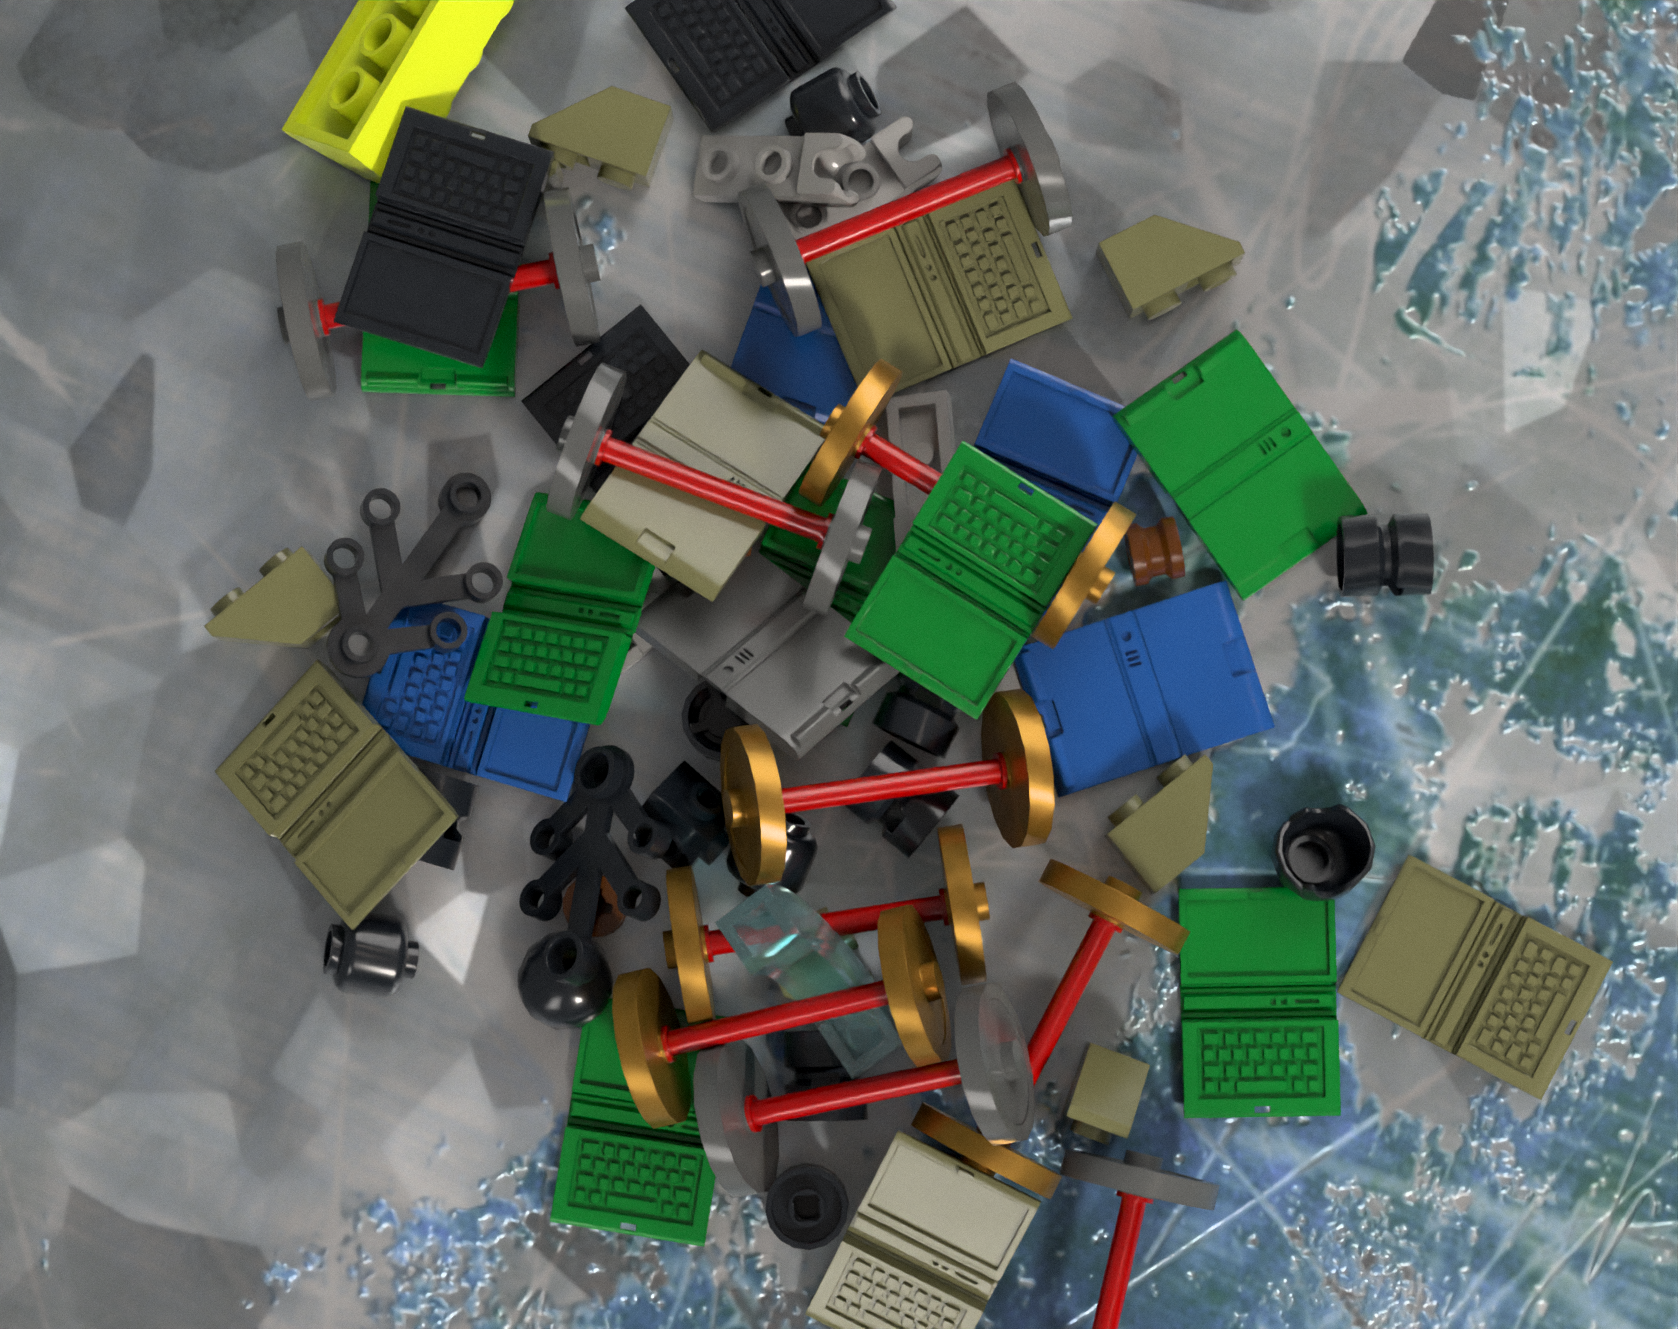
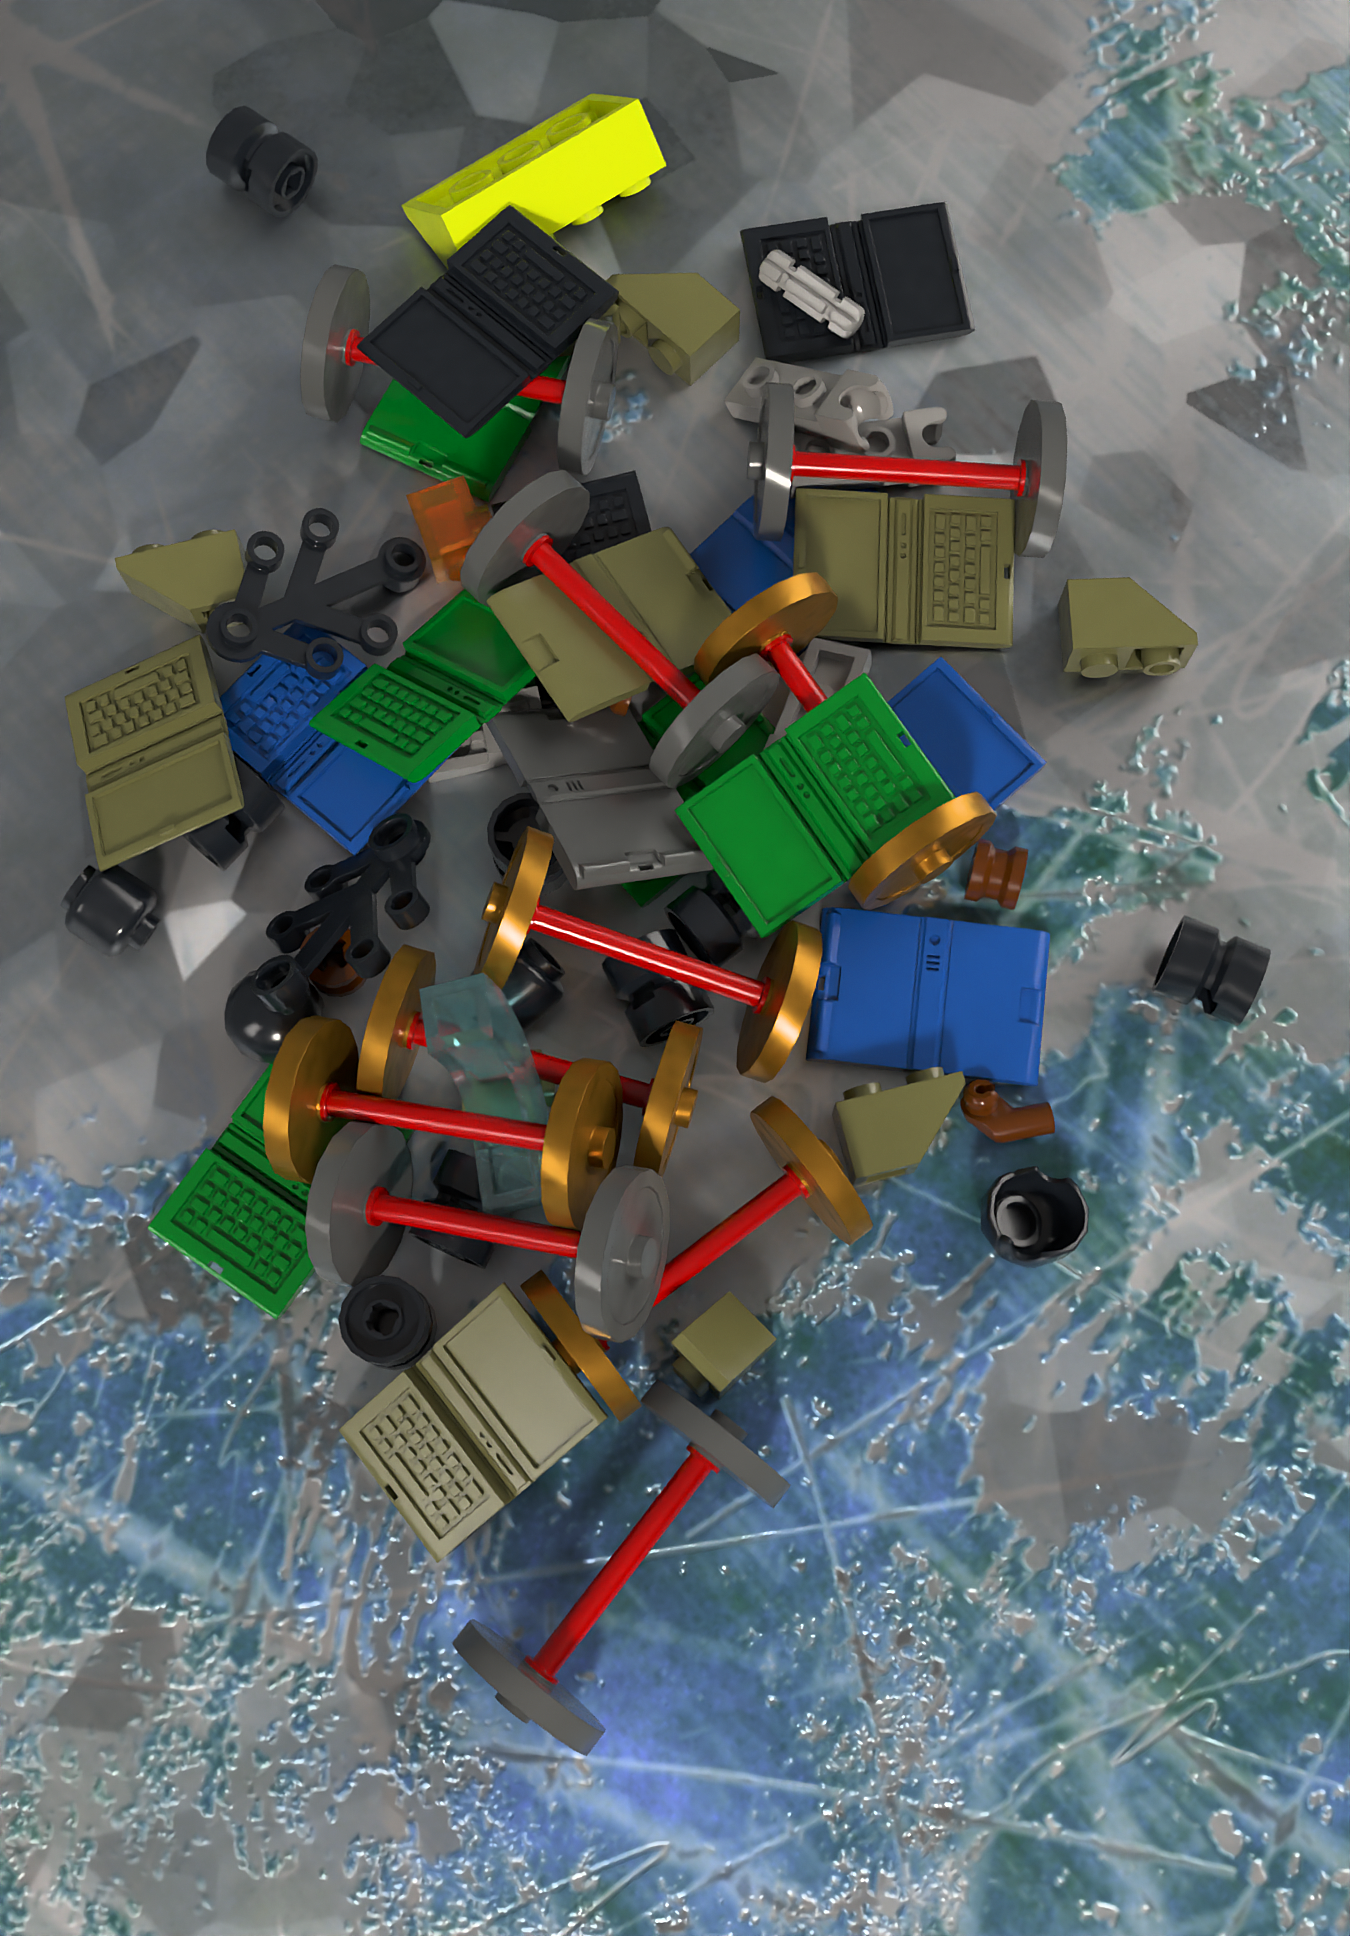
camera: 20 degrees right, 10 degrees down
(126, 151) = (261, 161): none -> black wheel
(501, 446) = (447, 525): none -> clear orange brick
(692, 813) = (454, 919): black brick -> none
(727, 50) = (811, 294): none -> light grey axle
(834, 105) = (894, 367): black head -> none
(1239, 464) = (1108, 836): green piece -> none
(1256, 774) = (999, 1119): none -> reddish brown arm
(1258, 1004) = (907, 1337): green piece -> none
(1474, 977) = (1128, 1409): olive piece -> none

